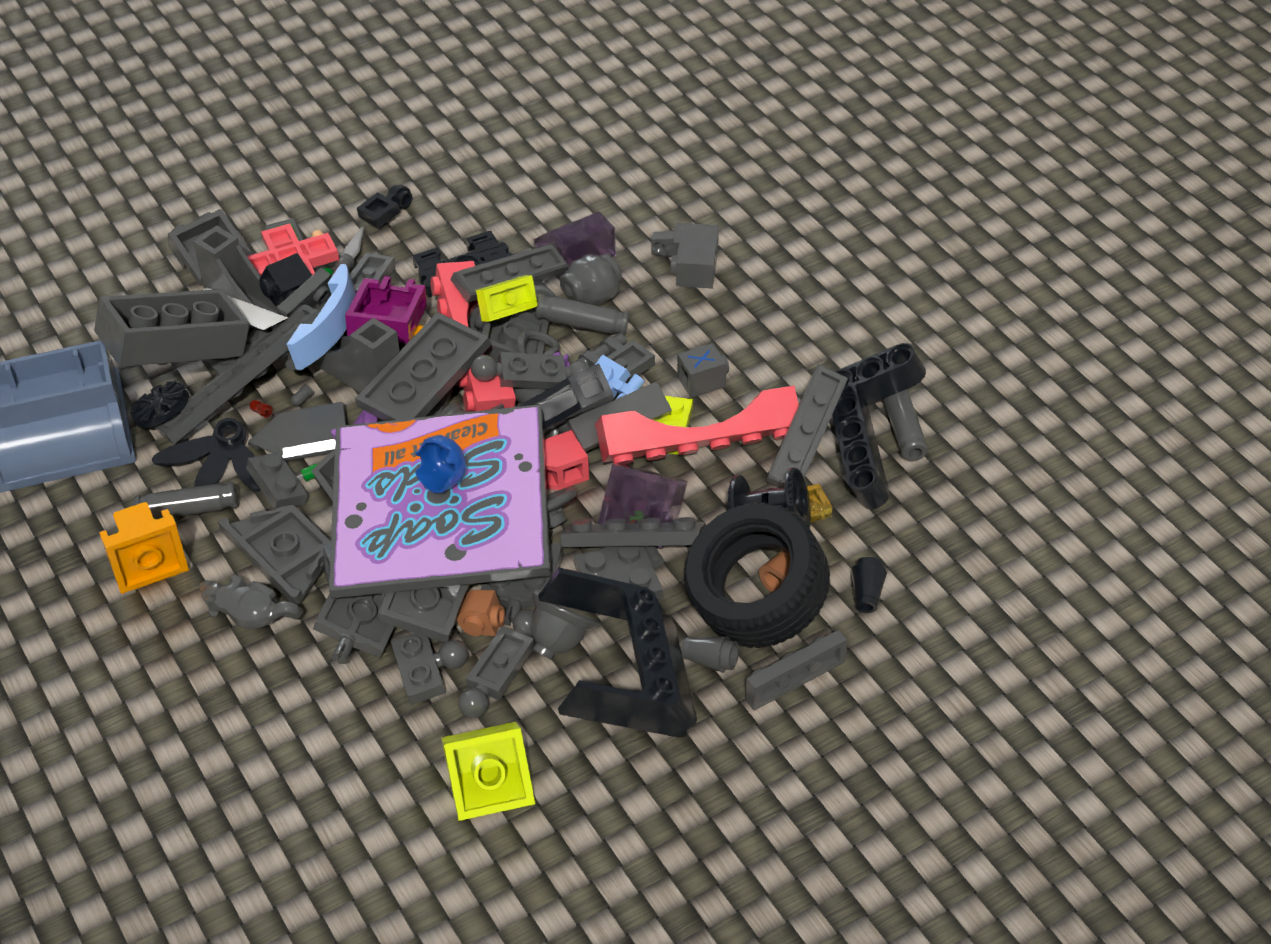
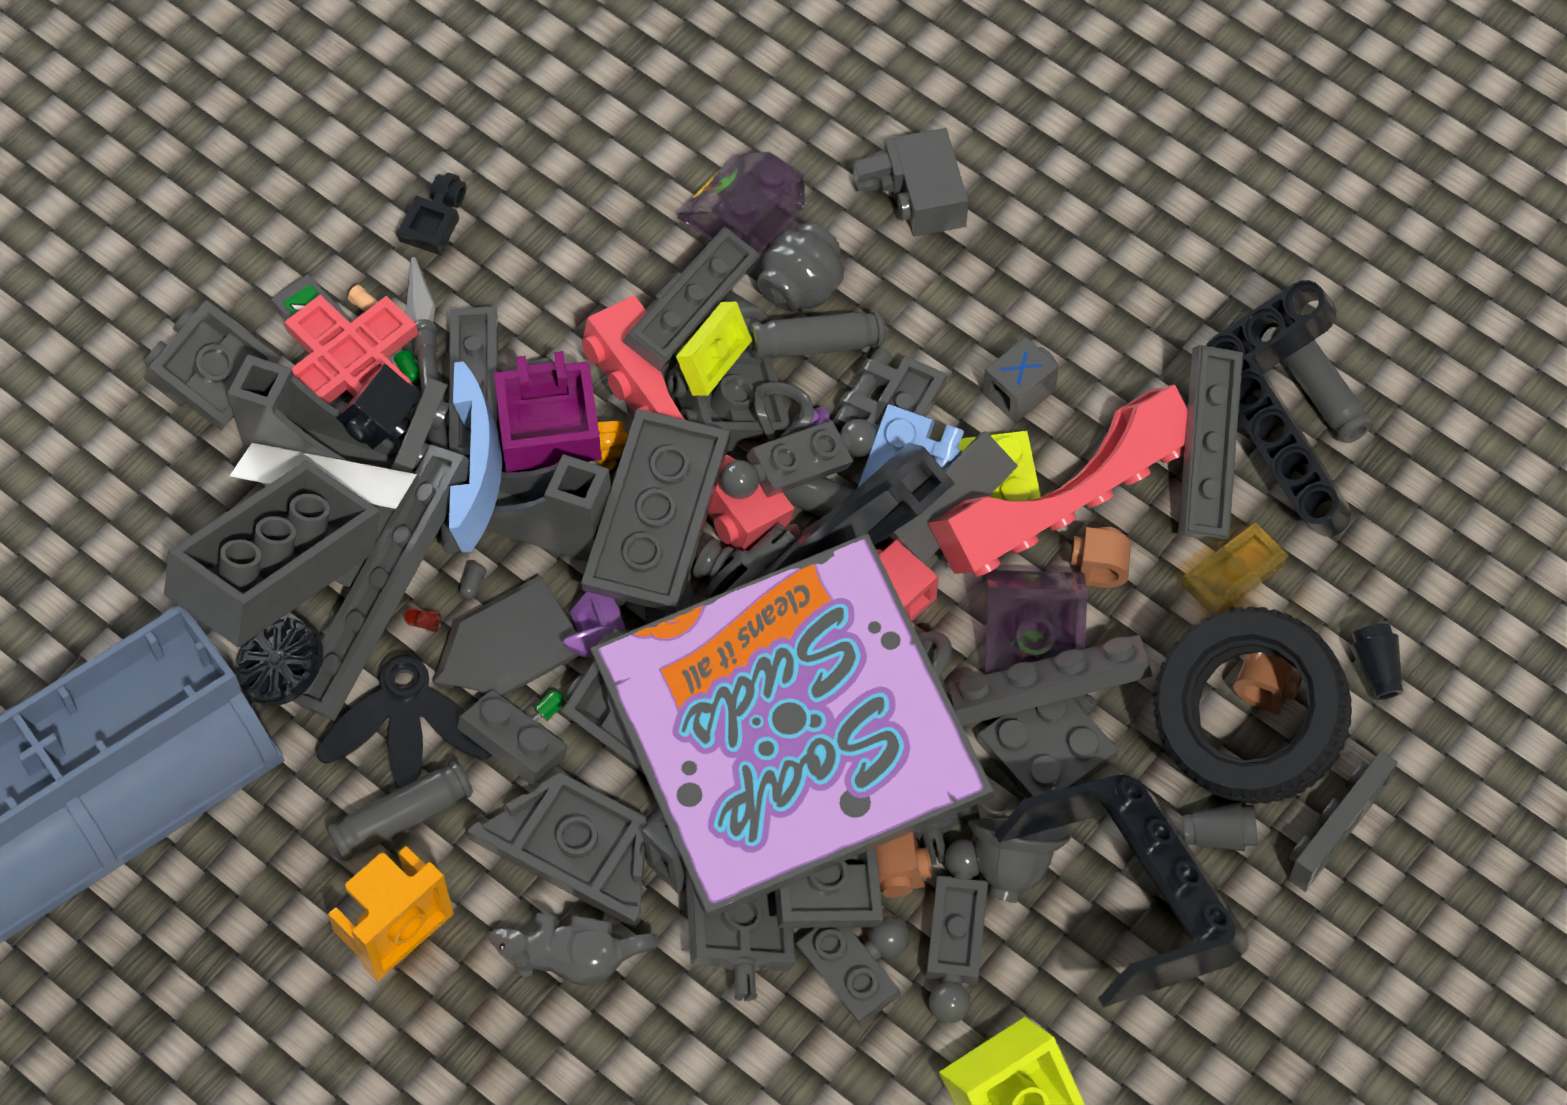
camera: 20 degrees left, 15 degrees up
(441, 464) = (783, 680): blue hair -> none
(485, 250) = (622, 257): black piece -> none
(705, 478) = (1102, 556): none -> nougat plate
(792, 496) = (1218, 584): black hose -> none

